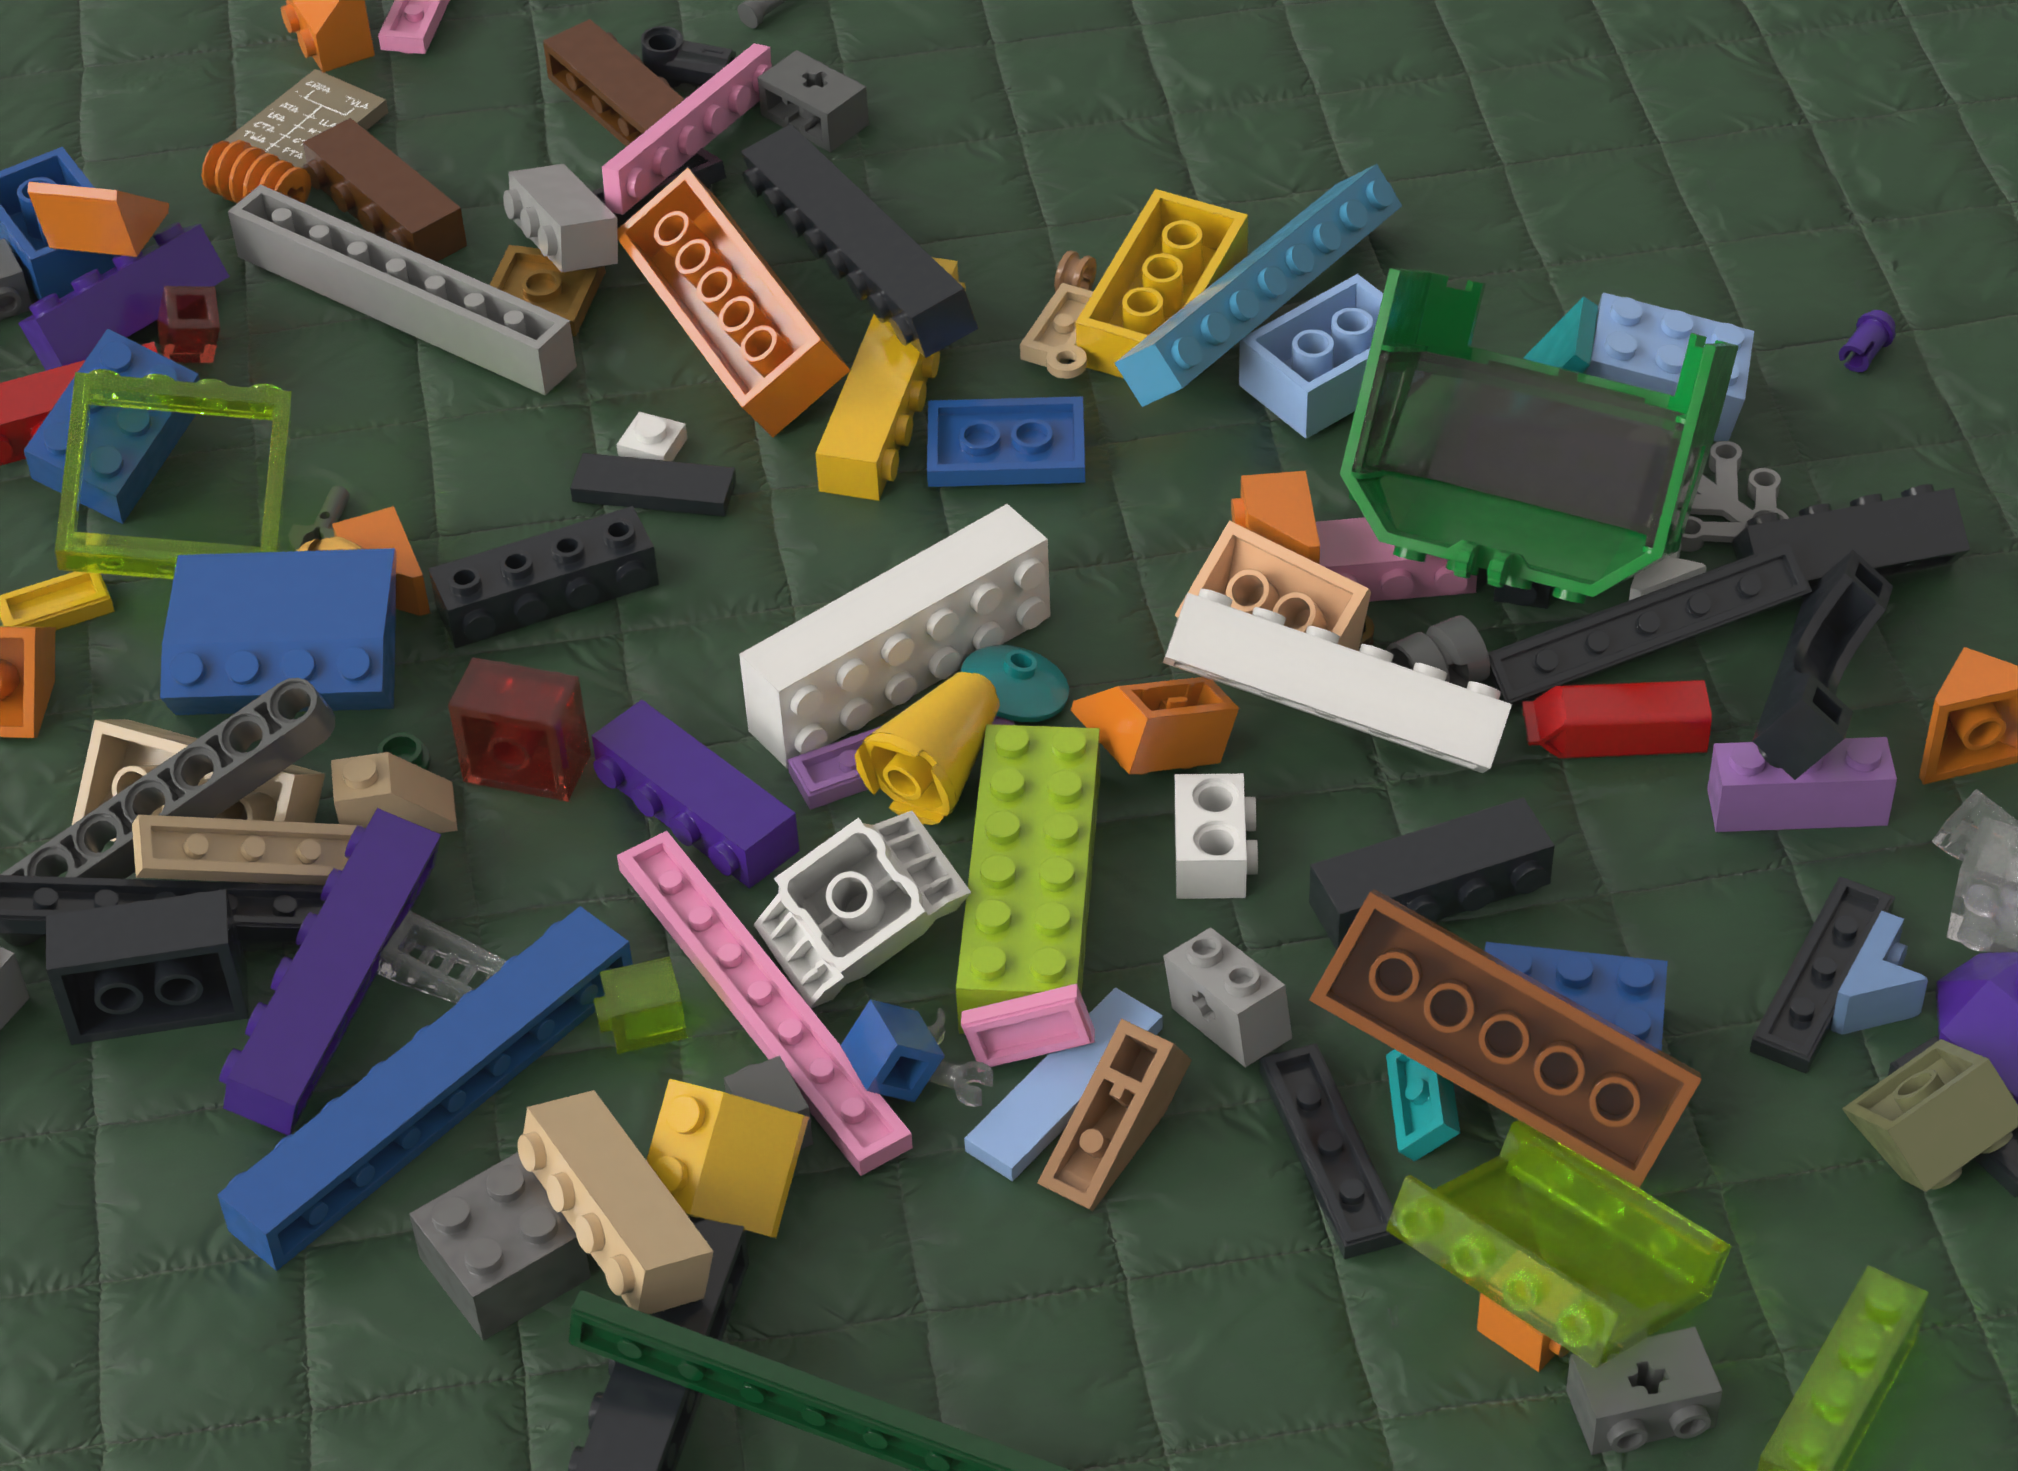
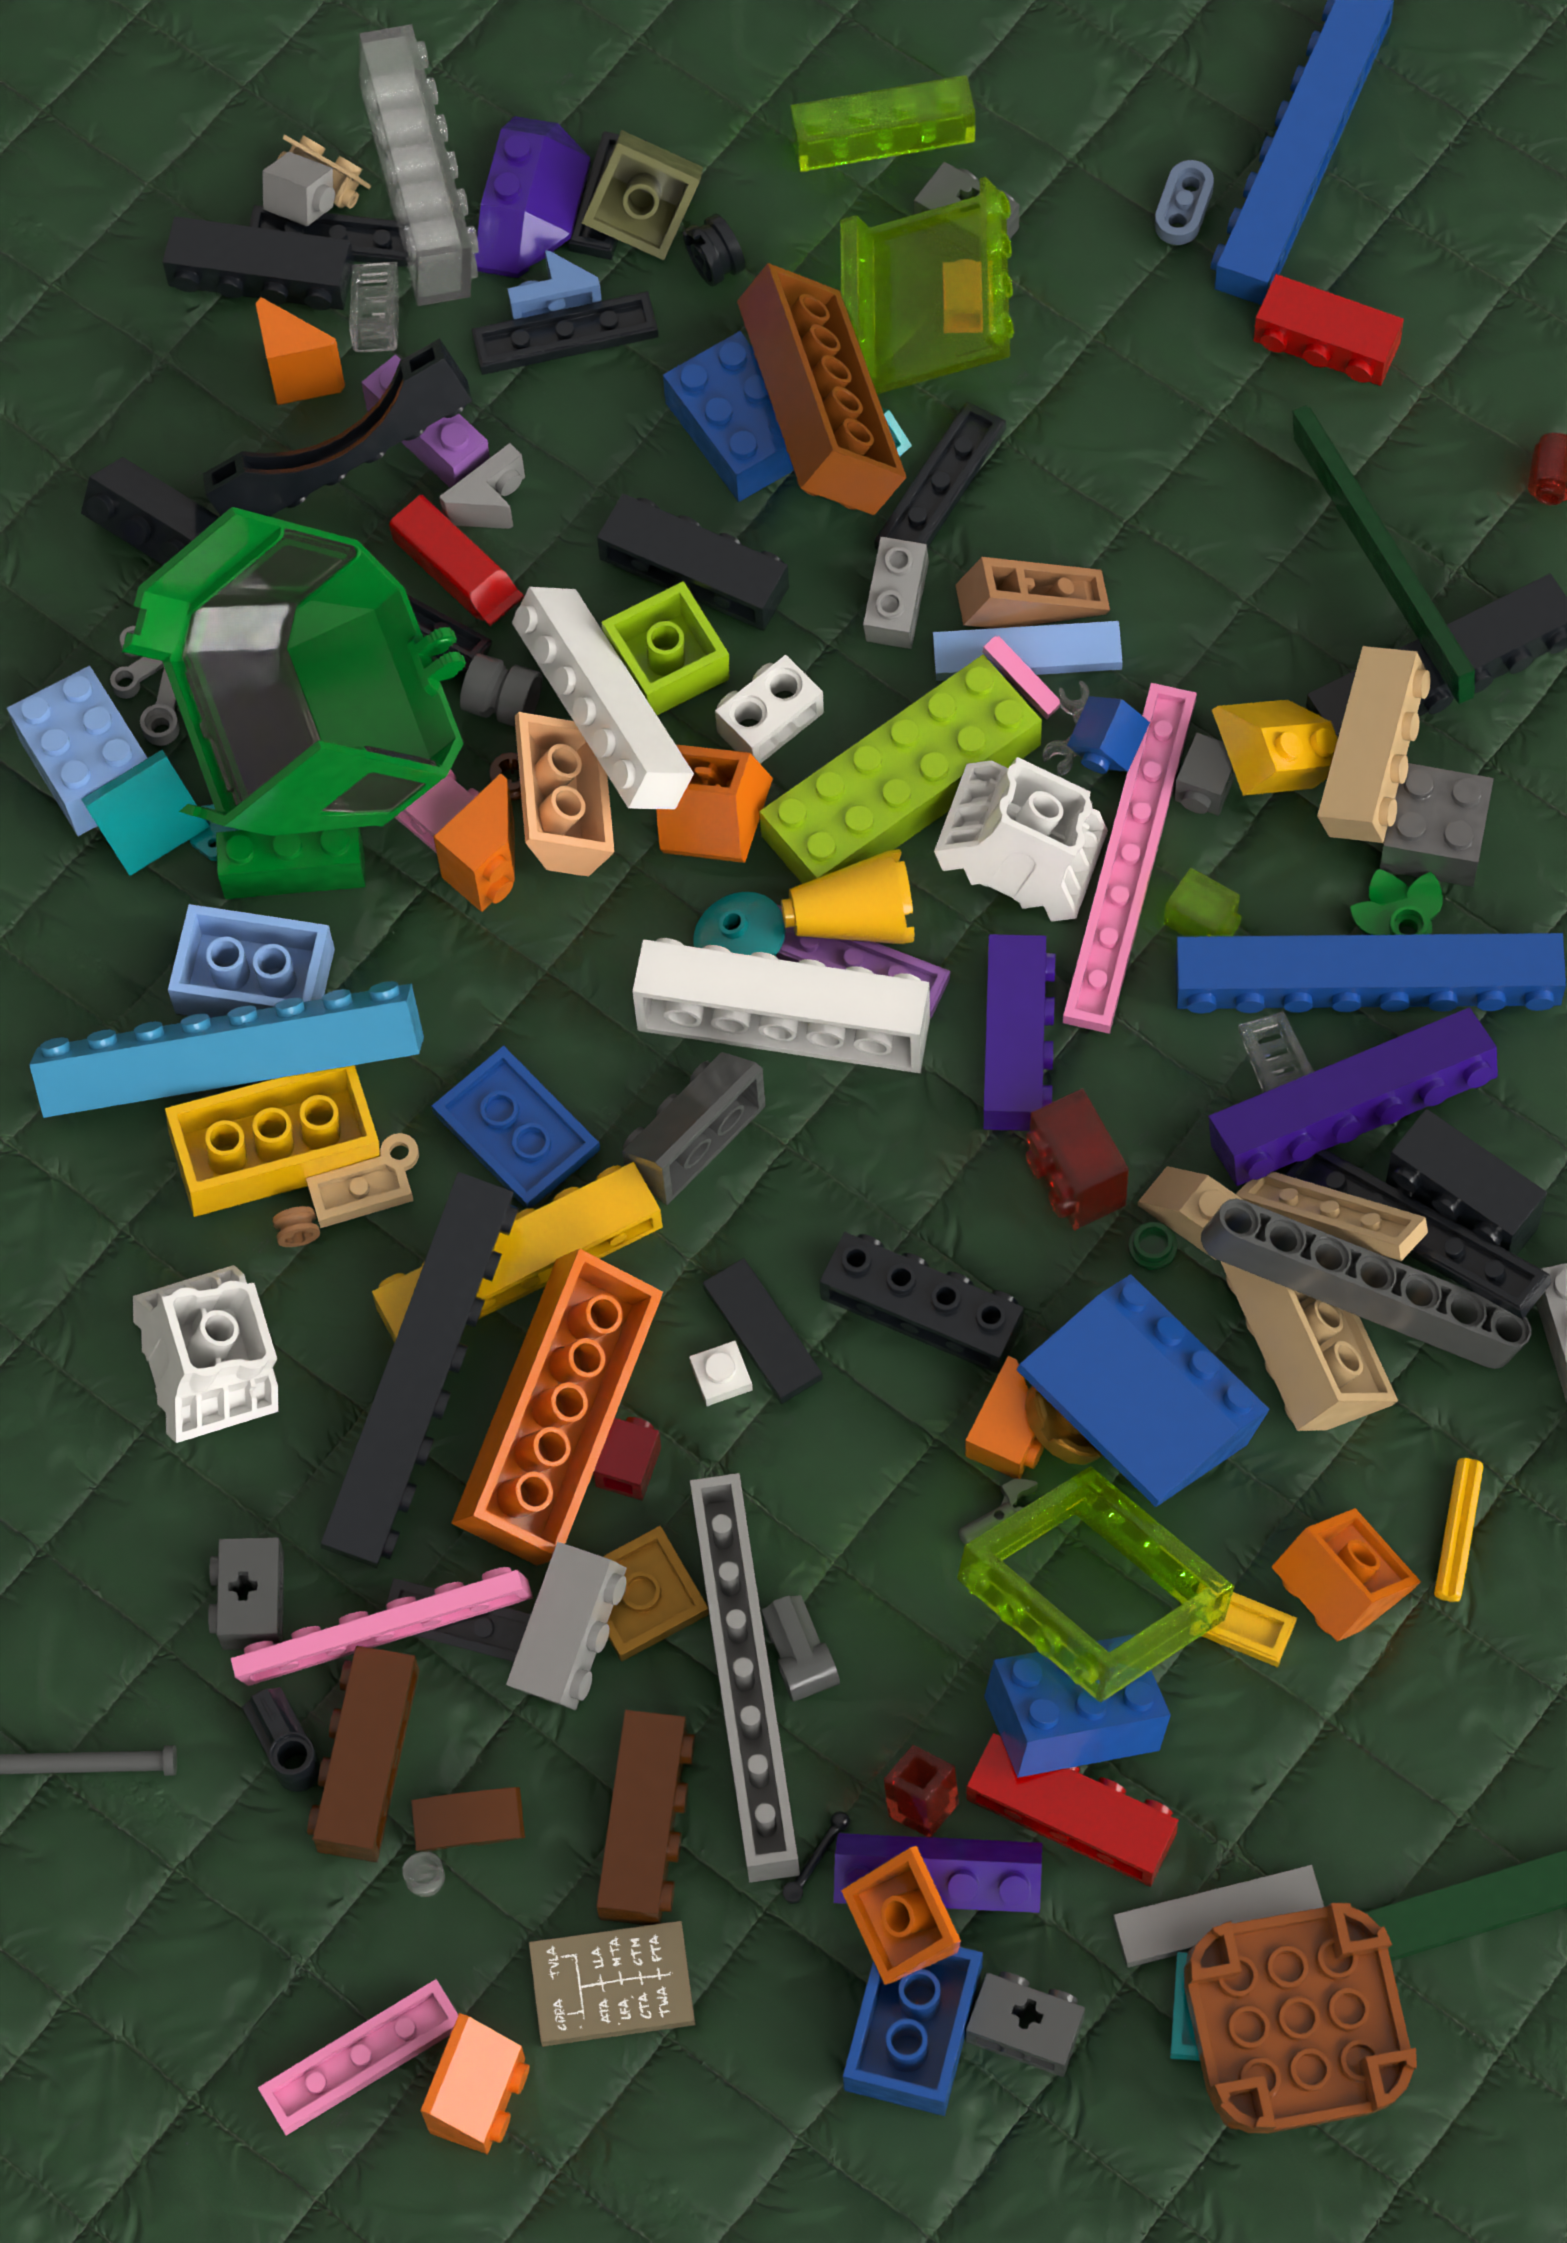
camera: 130 degrees left, 20 degrees up
(239, 168) = (715, 1924): orange piece -> none
(243, 299) = (793, 1891): none -> black hinge
(372, 337) = (803, 1659): none -> dark grey piece
(464, 1151) = (1397, 905): none -> green plate
(493, 73) = (422, 1868): none -> clear hinge
(504, 115) = (468, 1819): none -> reddish brown slope
(650, 338) = (628, 1457): none -> dark red brick
(866, 510) = (696, 1124): none -> dark grey slope
(1034, 169) = (208, 1352): none -> white slope
(1349, 785) = (668, 648): none -> lime brick
(1673, 779) = (478, 498): none -> light grey slope
(1801, 1129) = (714, 249): none -> black wheel

